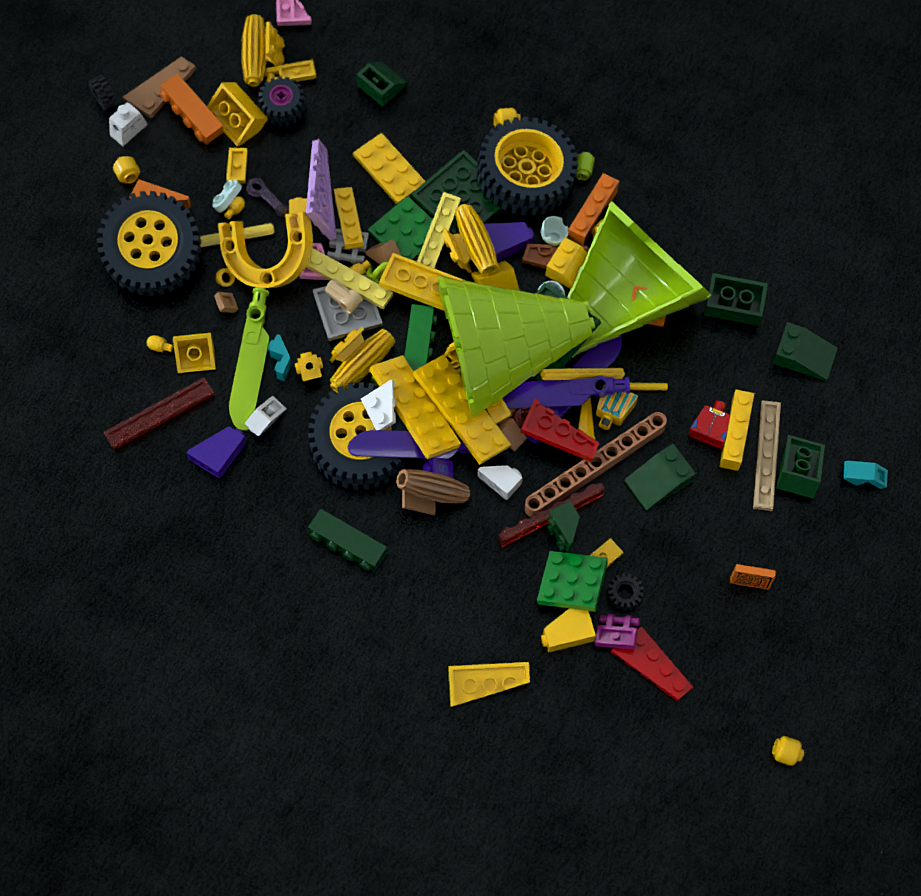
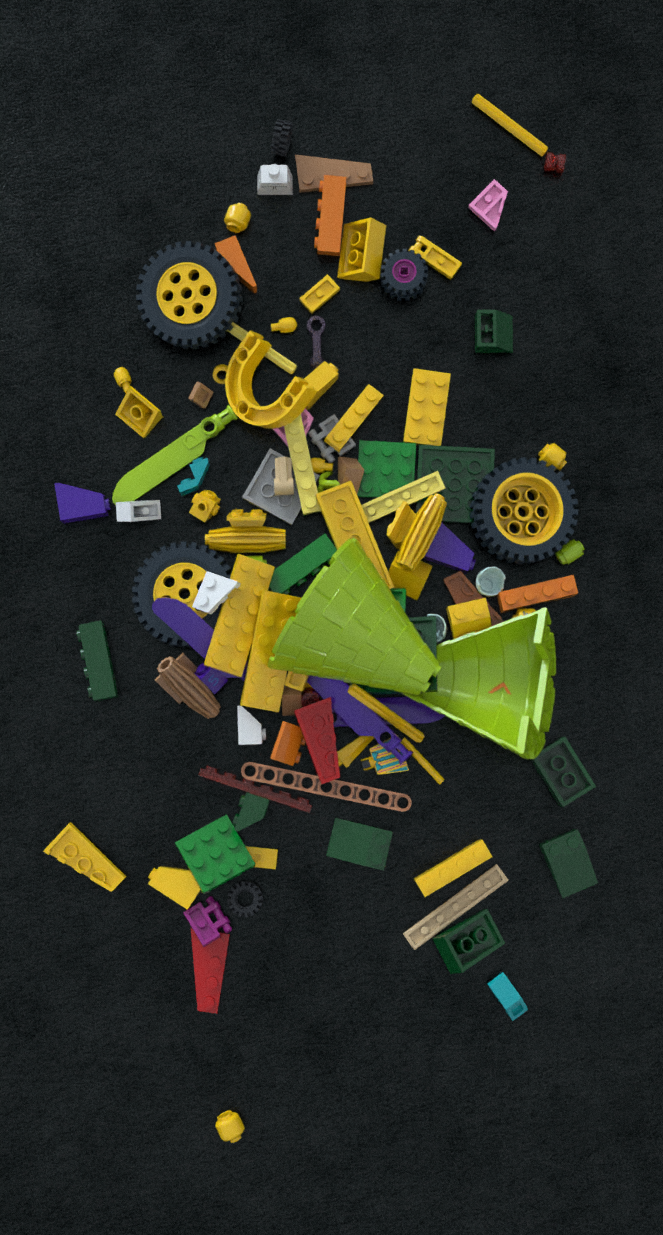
camera: 45 degrees right, 15 degrees up
(158, 413) = (70, 432): clear red plate -> none
(228, 194) = (287, 311): light aqua plate -> none
(258, 48) = (433, 214): yellow plate -> none
(319, 196) = (341, 386): lavender wing -> none
(539, 461) = (288, 744): none -> orange slope
(711, 425) = (440, 844): red torso -> none
(752, 576) = (340, 985): orange tile -> none

